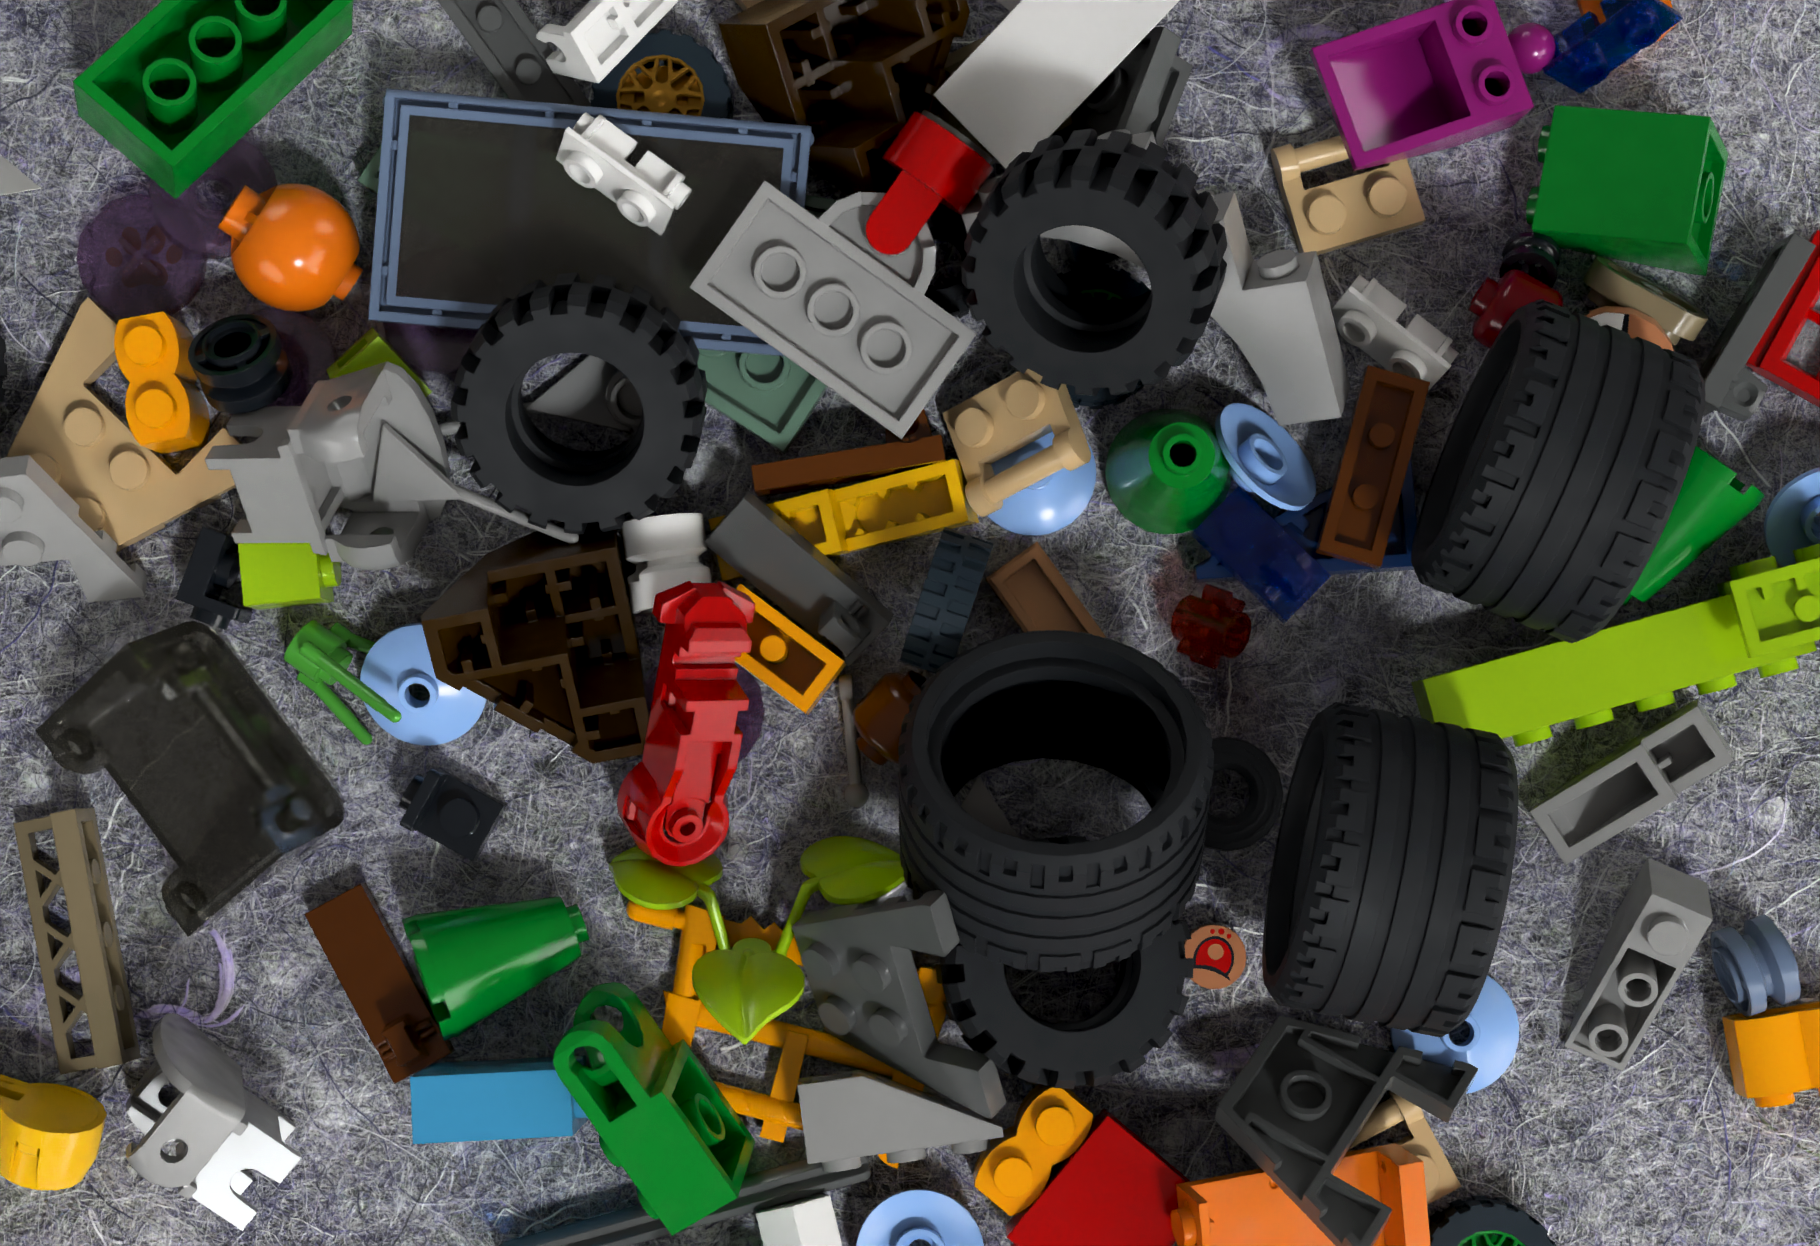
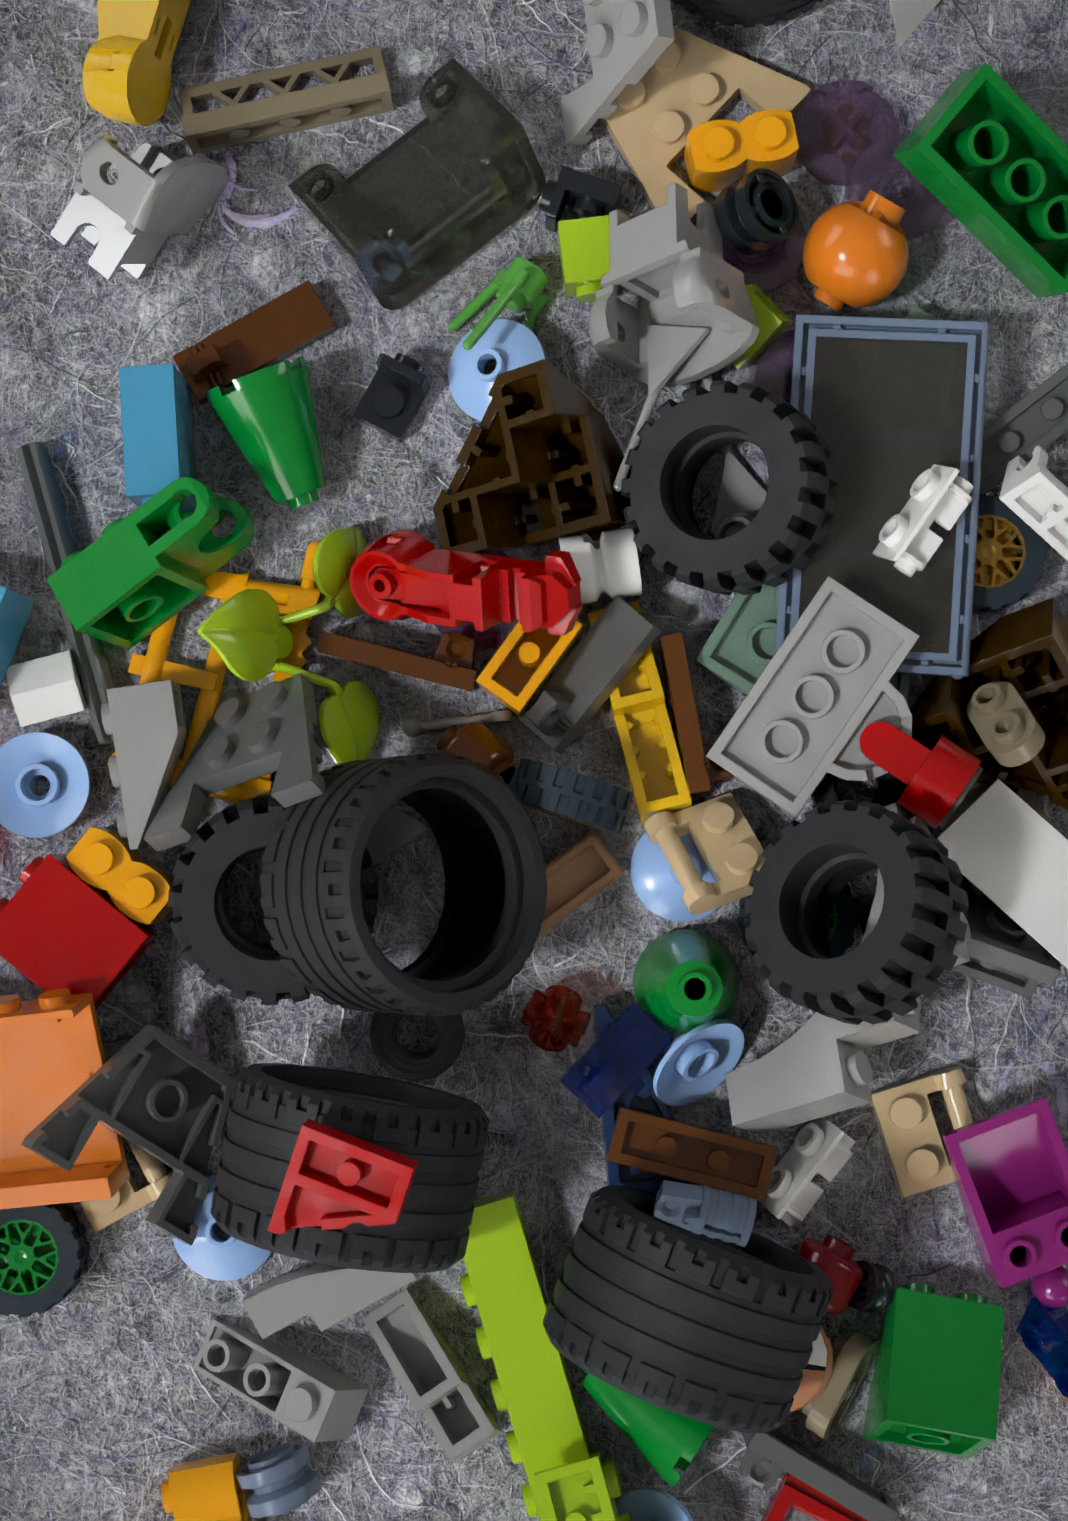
camera: 90 degrees right, 0 degrees up
(786, 748) = (449, 666): none -> reddish brown hinge
(870, 82) = (1005, 723): none -> dark tan plate
(1216, 954) = (283, 1025): nougat tile -> none
(1414, 868) = (341, 1182): none -> red wing
(1441, 450) = (706, 1211): none -> sand blue hinge
(1532, 919) = (319, 1290): none -> light grey slope

